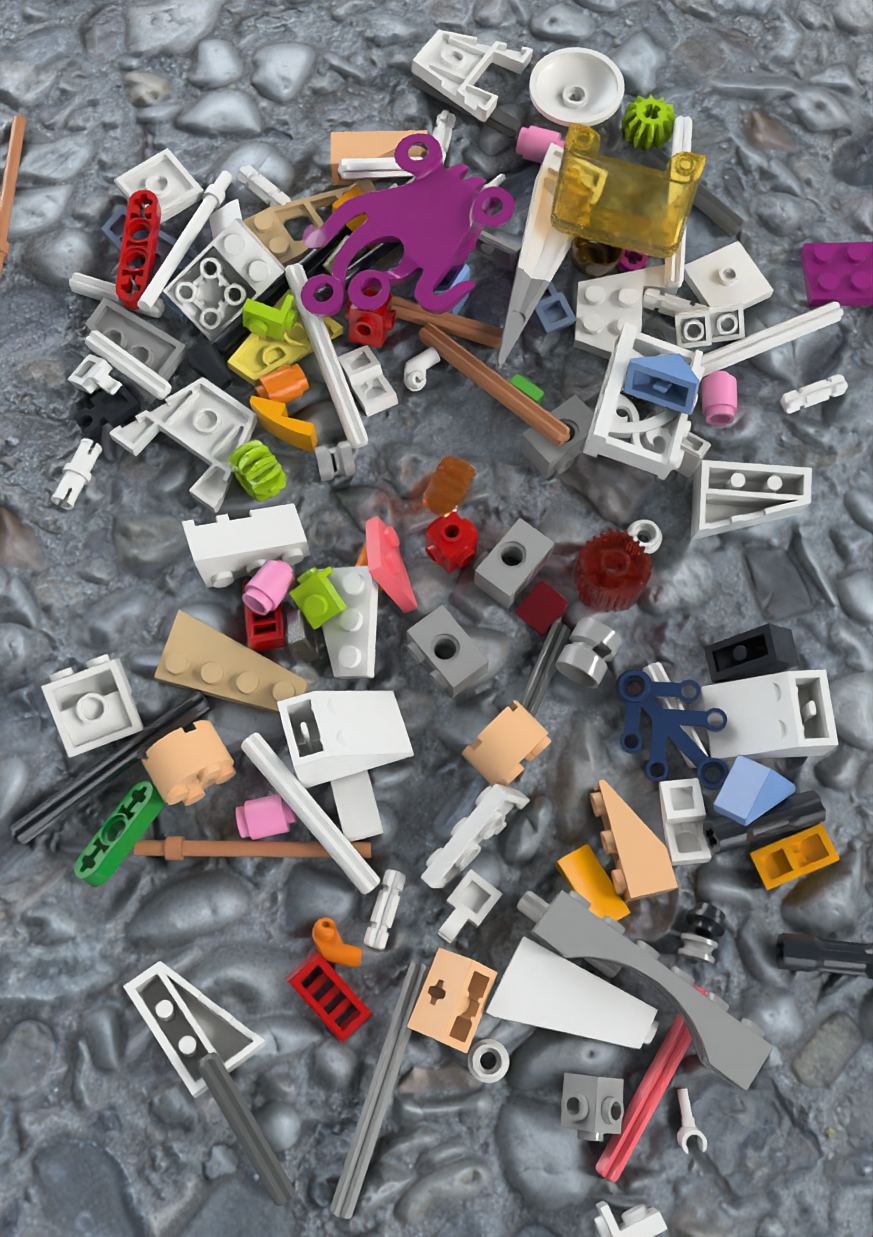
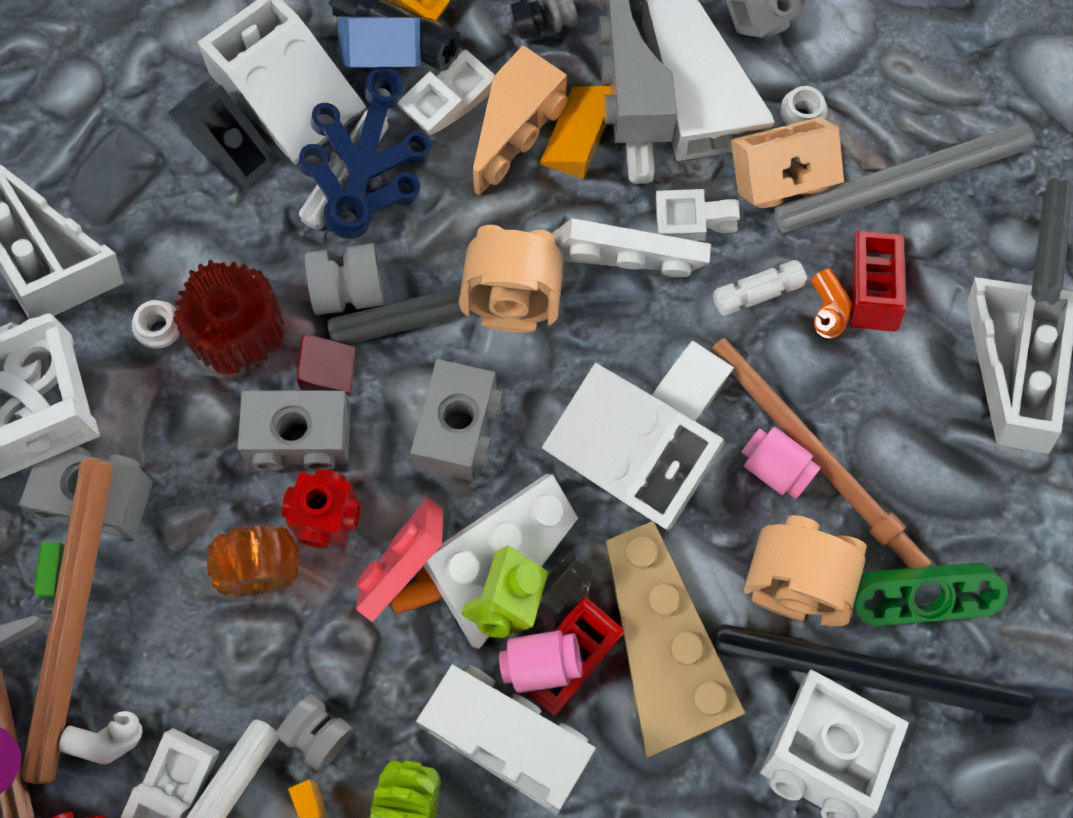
camera: 130 degrees left, 0 degrees up
(310, 813) = (741, 417): white axle -> none

